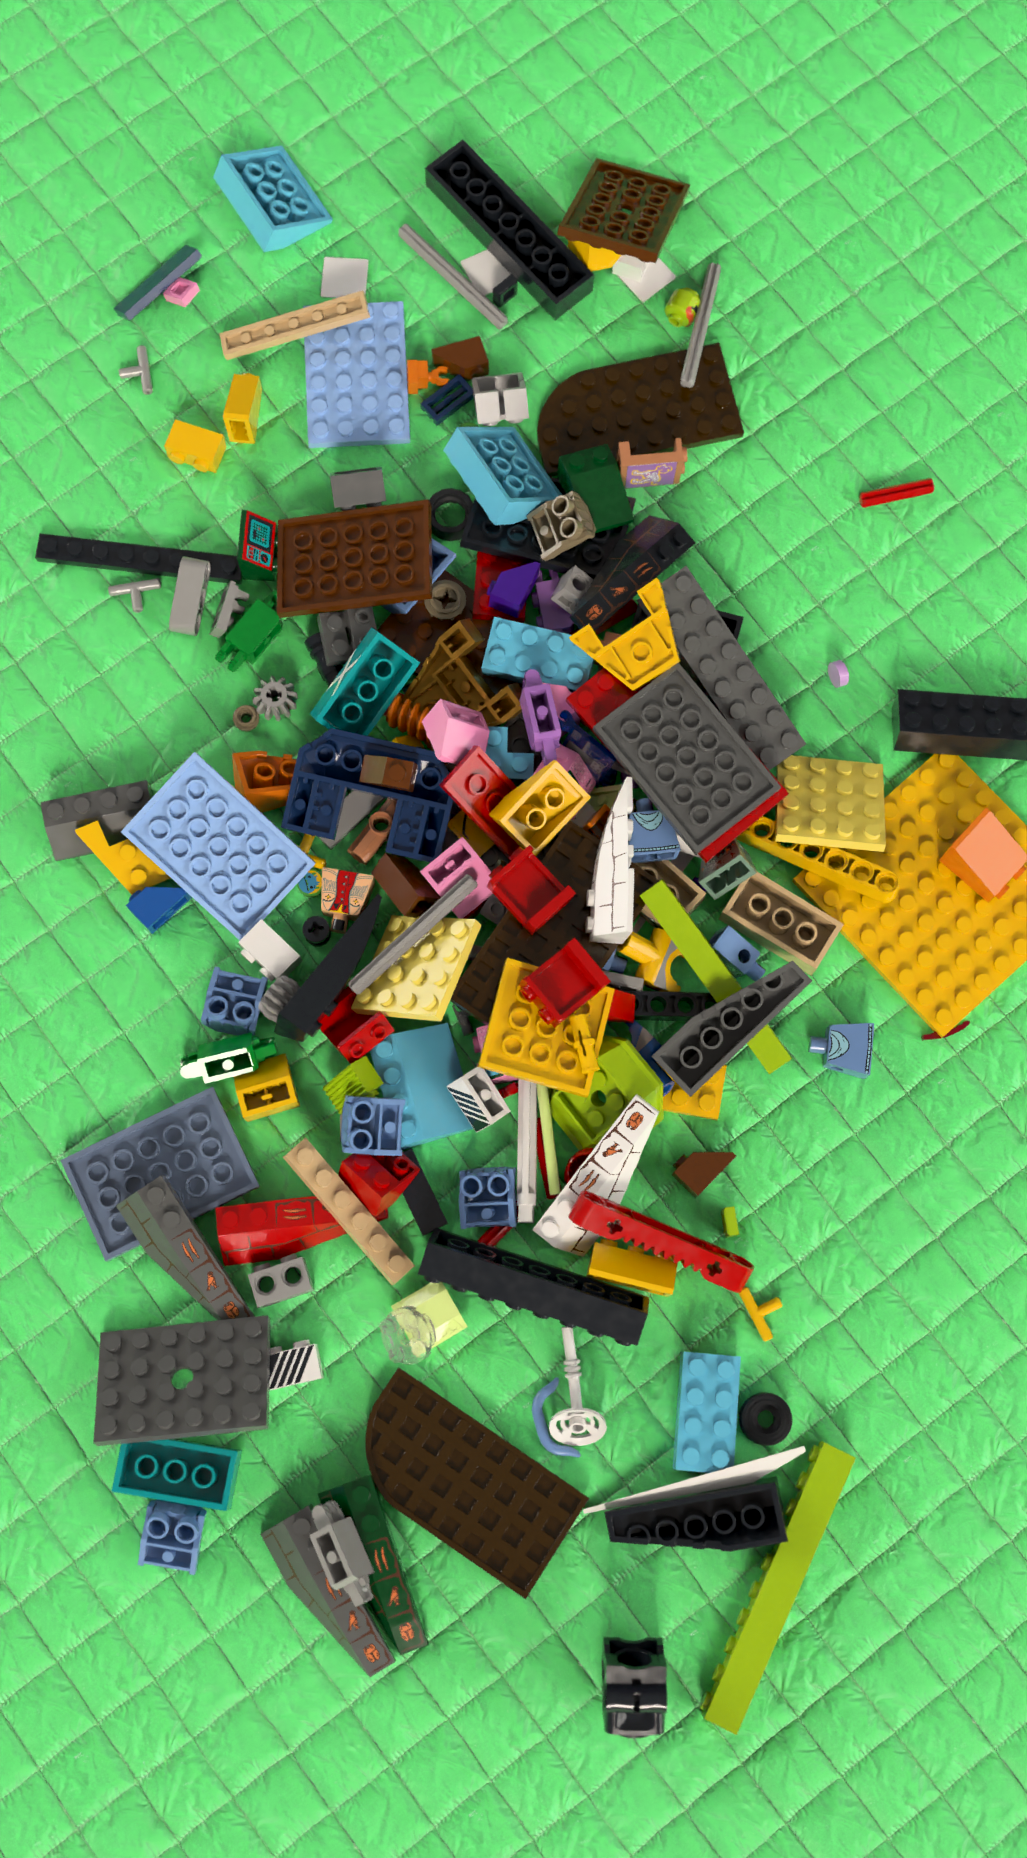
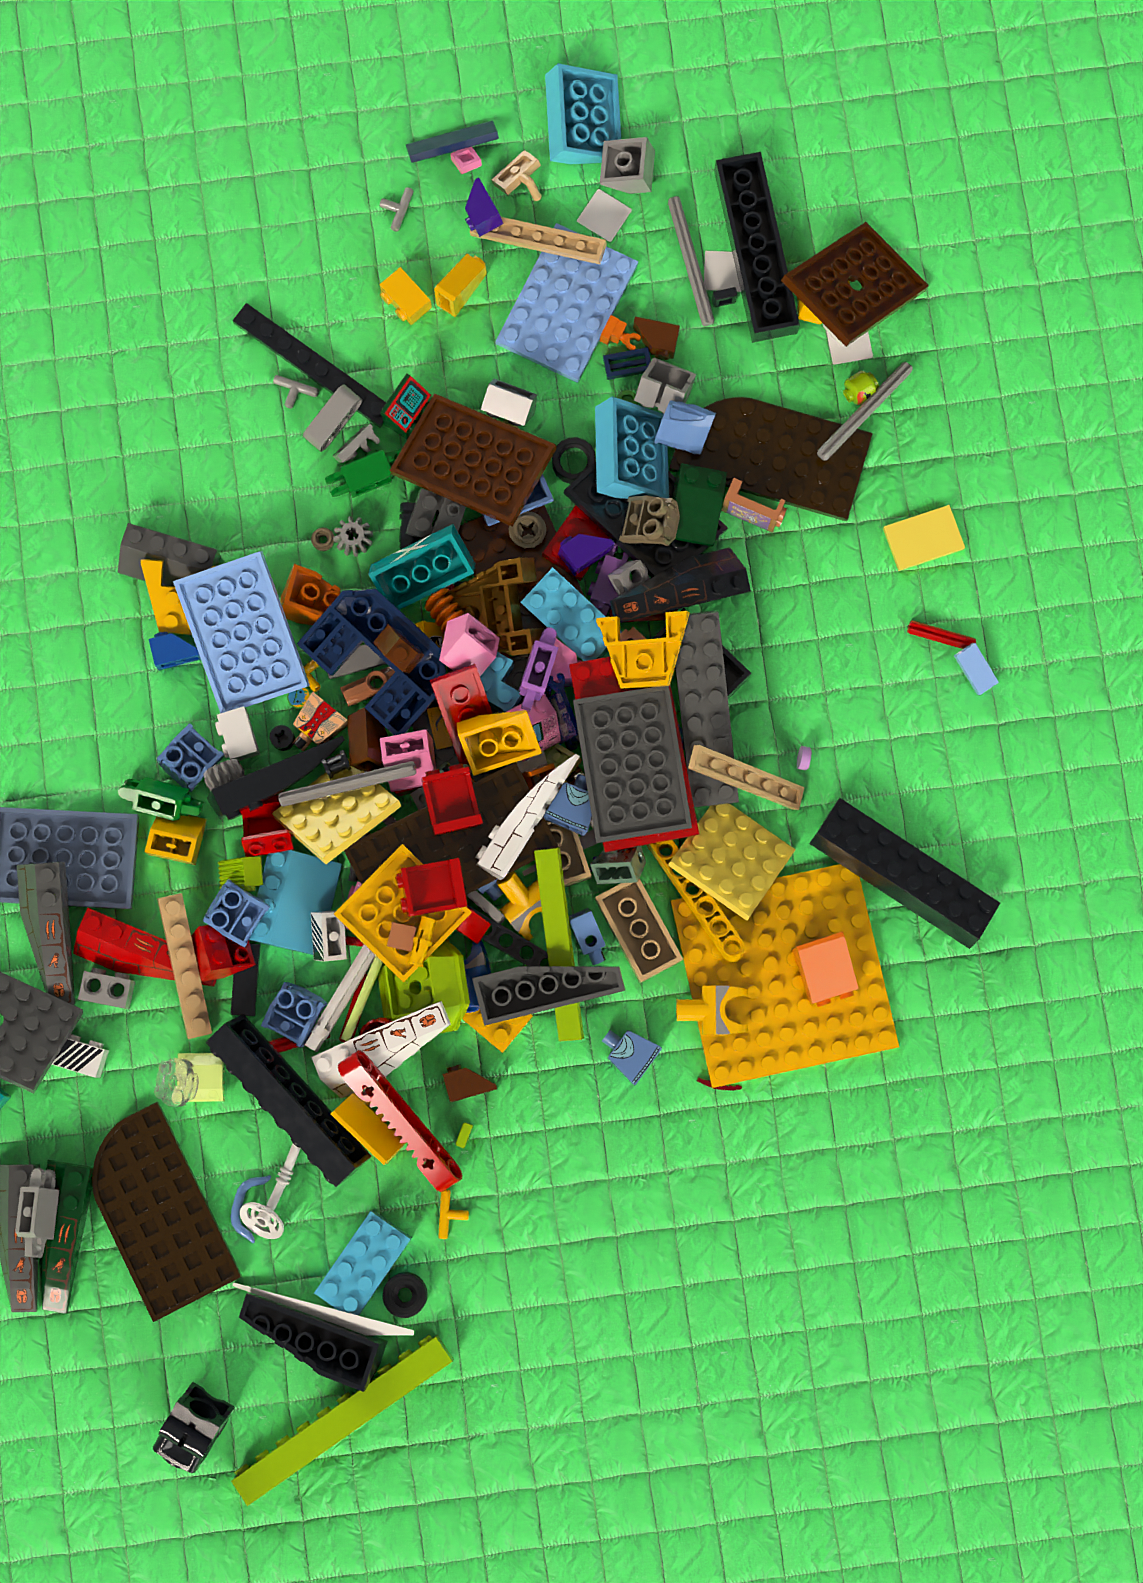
camera: 30 degrees right, 5 degrees up
(226, 326) = (481, 210): none -> dark purple slope
(239, 277) = (519, 172): none -> tan plate
(341, 217) = (628, 165): none -> light grey slope
(389, 923) = (336, 764): none -> black bush
(543, 421) = (685, 426): none -> medium blue slope
(560, 1050) = (401, 936): none -> nougat tile
(800, 714) = (746, 777): none -> tan plate
(824, 413) = (923, 538): none -> light yellow tile
(900, 959) = (712, 1010): none -> yellow connector
(948, 504) = (976, 669): none -> light blue tile

